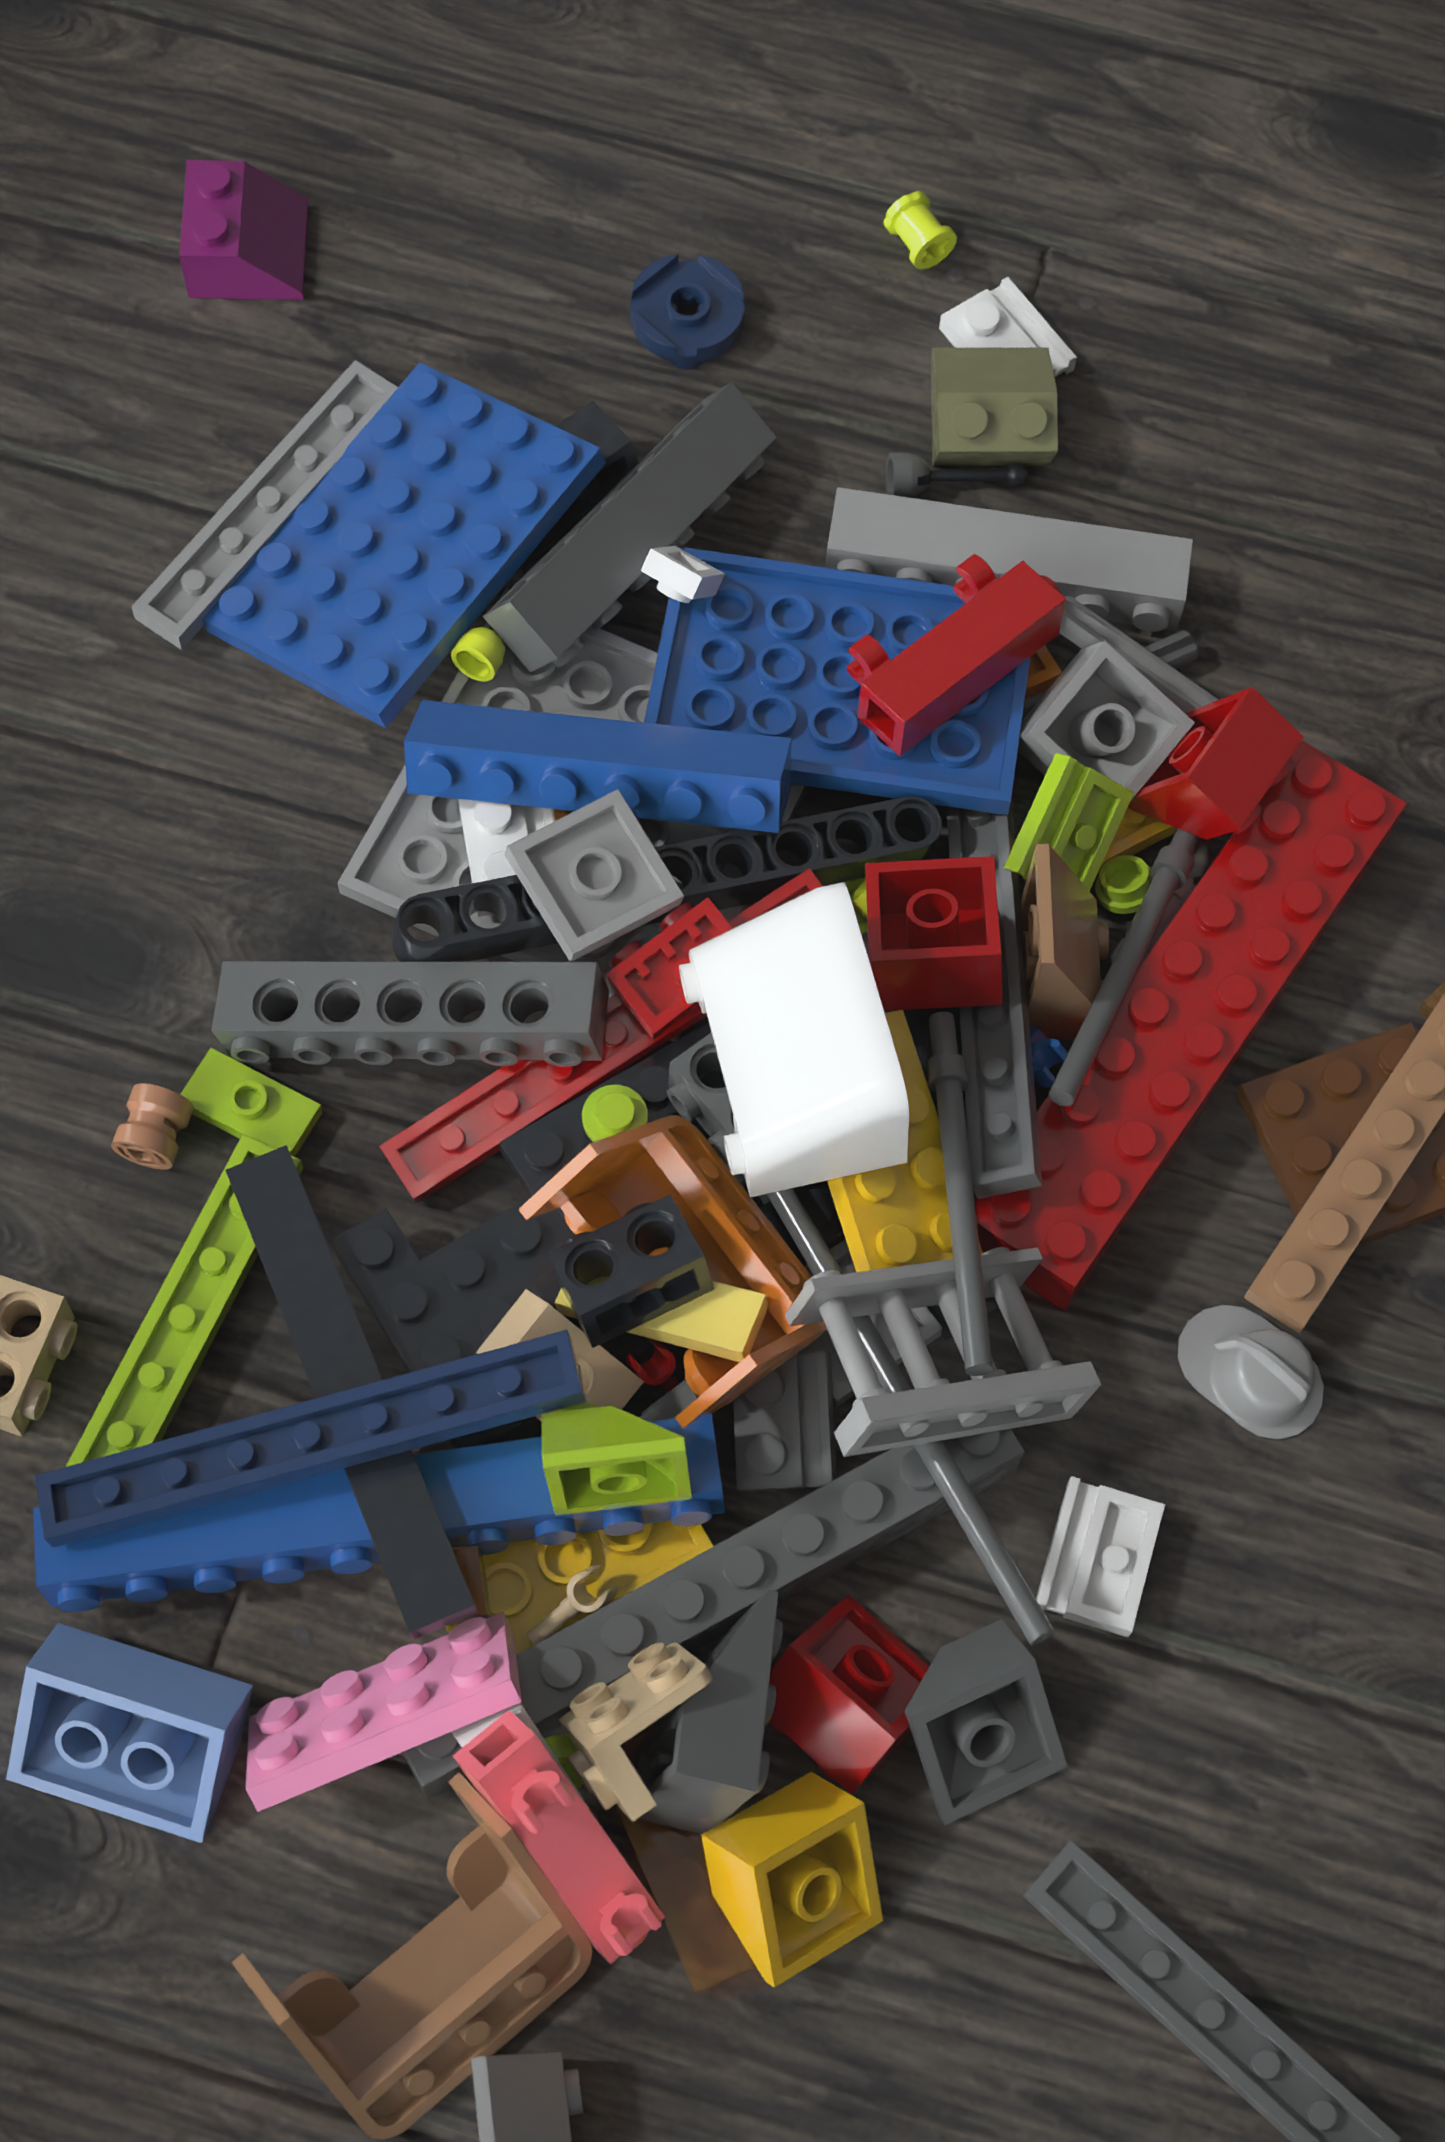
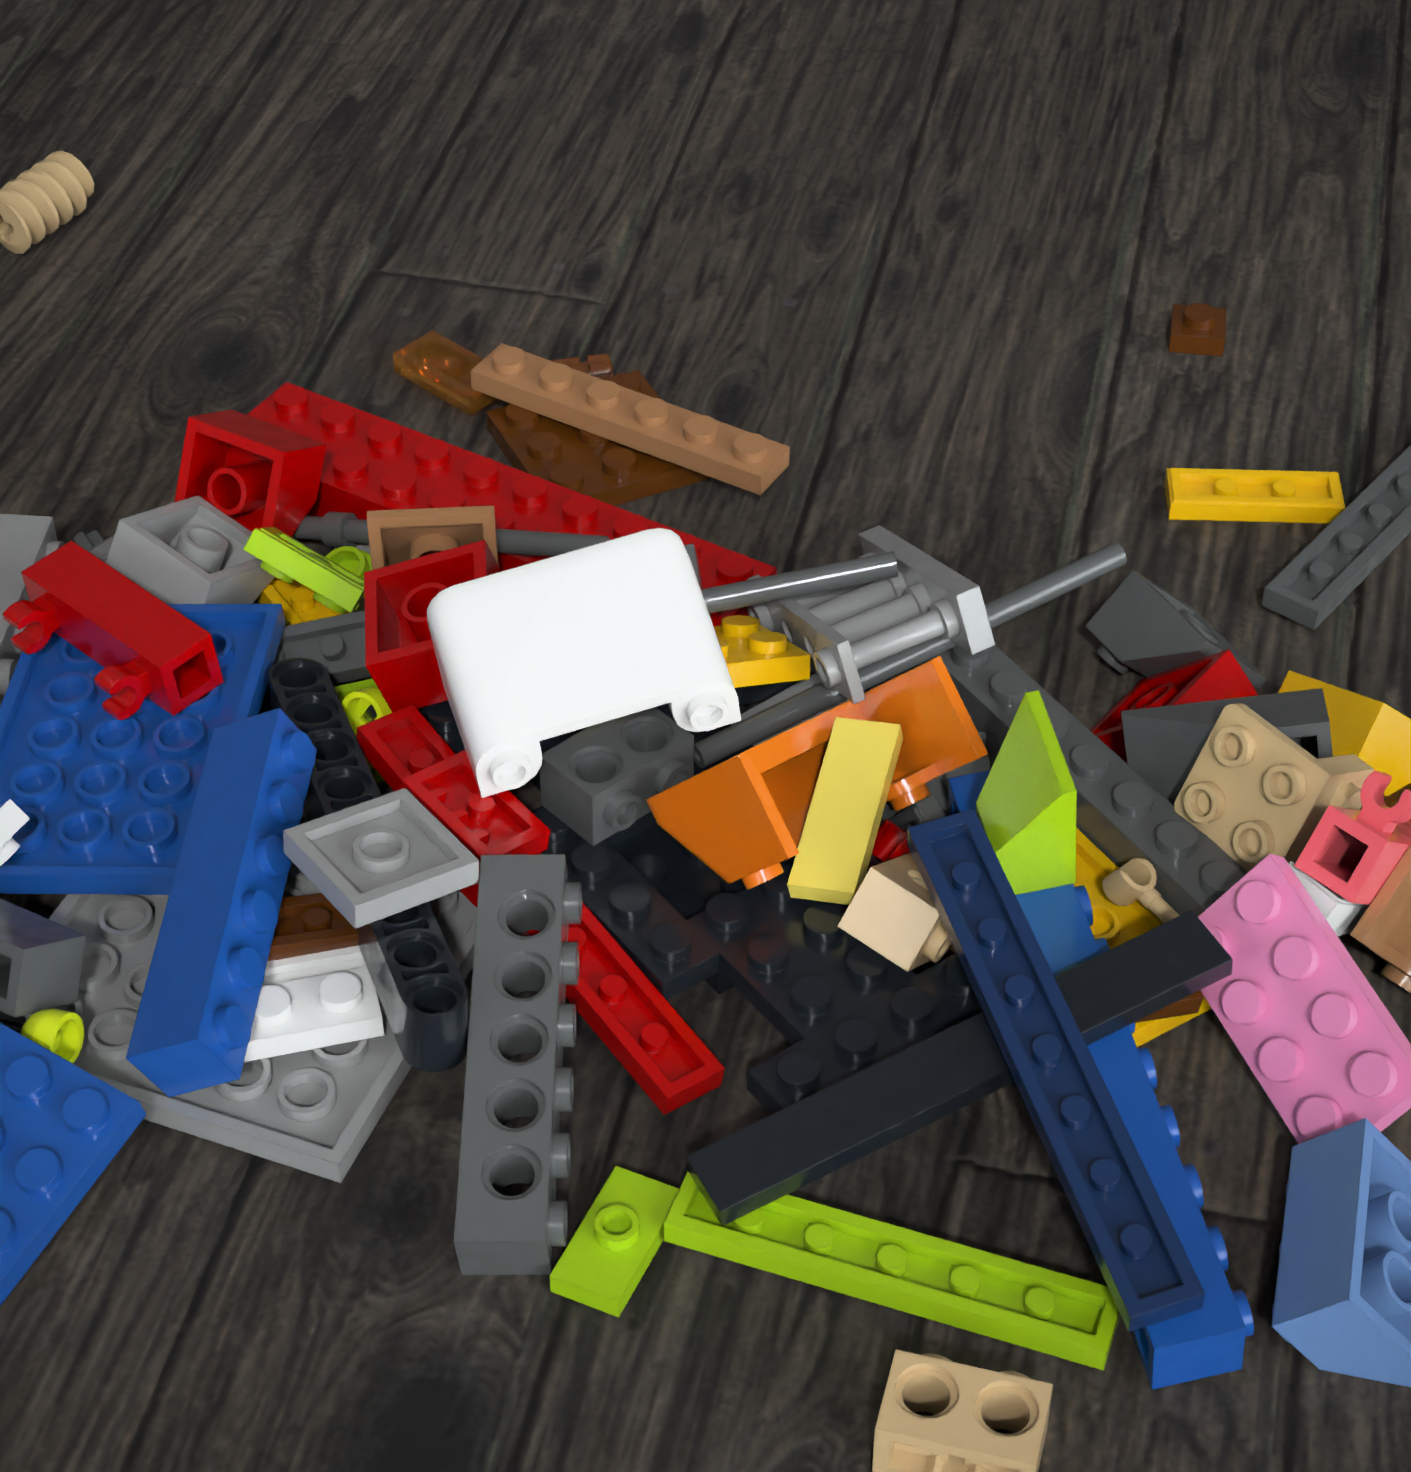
camera: 90 degrees left, 25 degrees down
(152, 1126) = (657, 1316): nougat wheel -> none
(613, 1111) = (639, 871): lime plate -> none
(637, 1283) = (835, 800): black brick -> none
(1100, 1556) = (1007, 568): white plate -> none
(1251, 1371) = (818, 504): light grey piece -> none
(1273, 1880) = (1253, 495): none -> yellow tile

